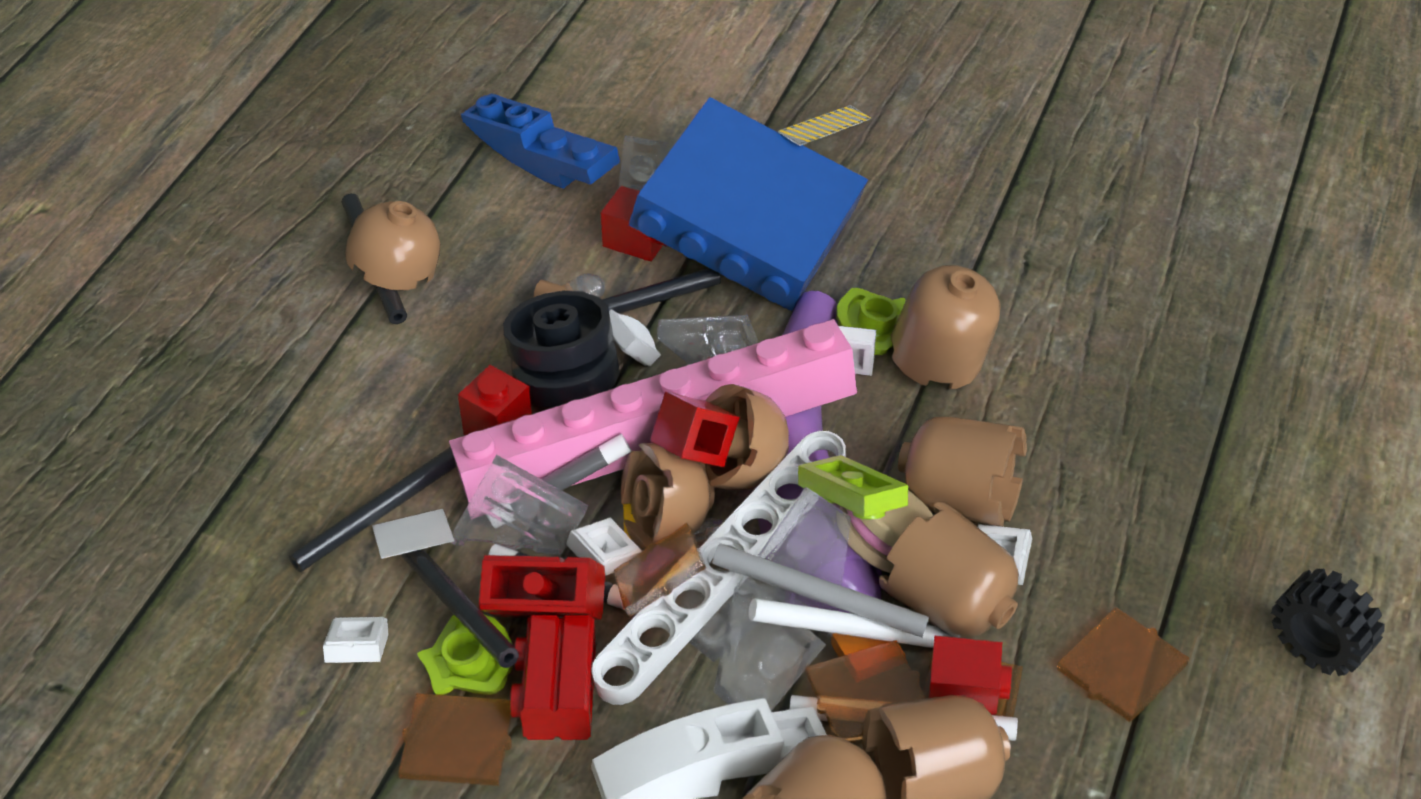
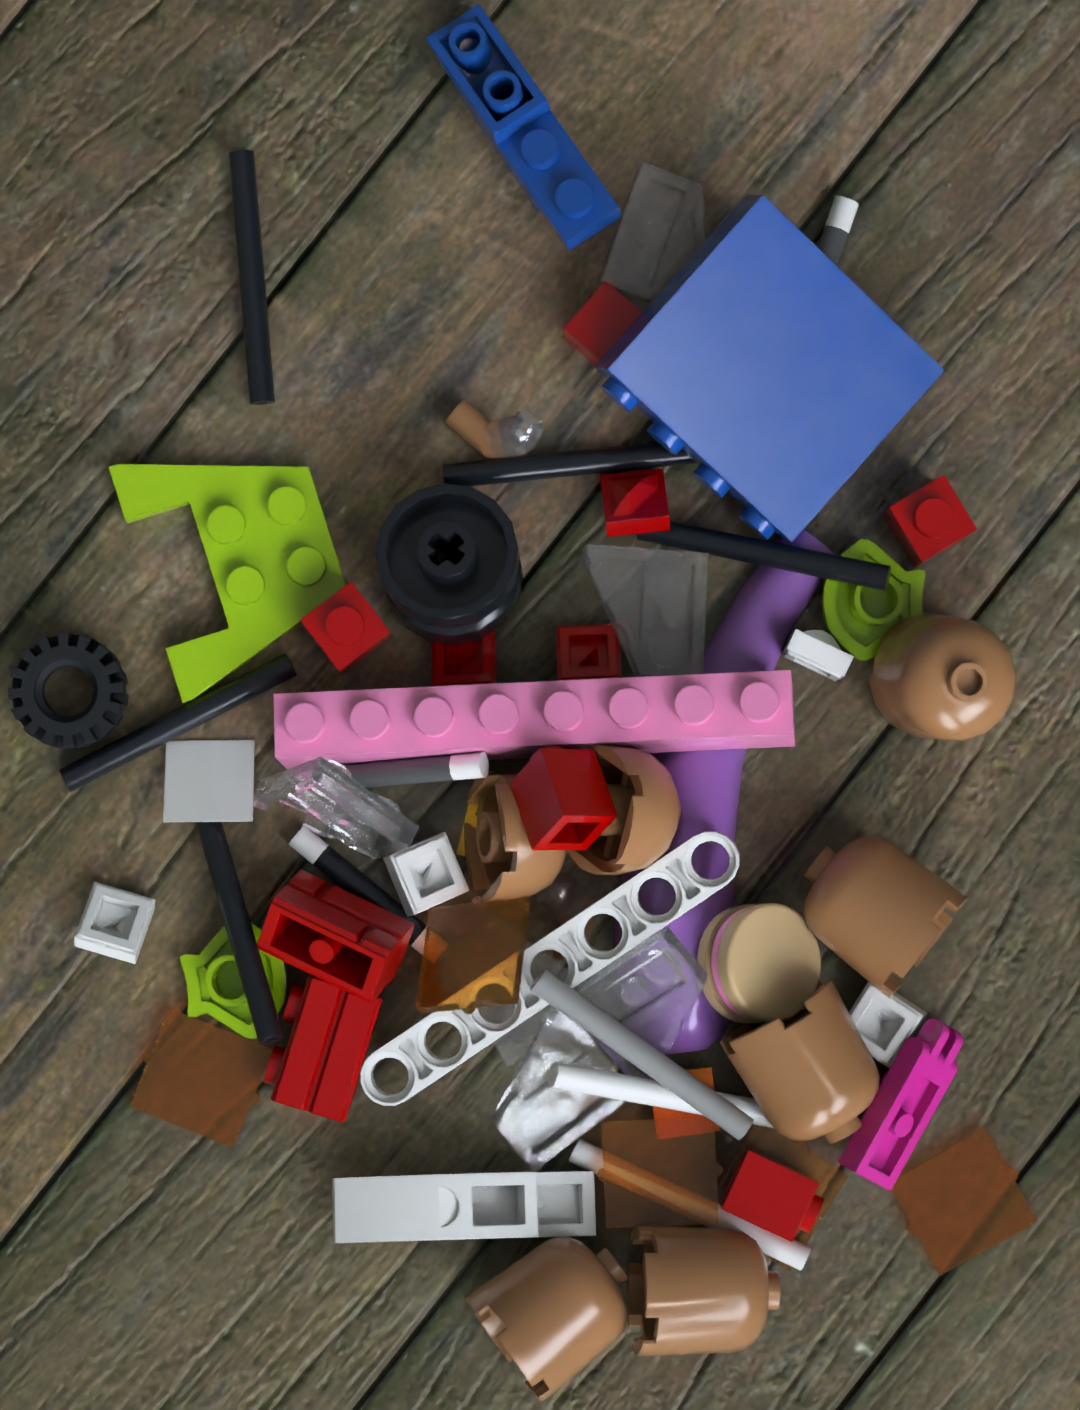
camera: 15 degrees right, 40 degrees up
(282, 480) = (30, 682): none -> black tyre
(394, 245) = (276, 295): medium nougat cylinder -> none
(411, 389) = (262, 546): none -> lime wing
(633, 338) = (546, 548): white tile -> none
(684, 302) = (635, 502): none -> red tile
(799, 301) = (772, 555): none -> black bar
(824, 125) = (927, 231): sticker -> none
(853, 486) = (716, 957): lime plate -> none
(894, 261) = (929, 521): none -> red brick
(1043, 601) = (904, 1104): none -> dark pink hinge

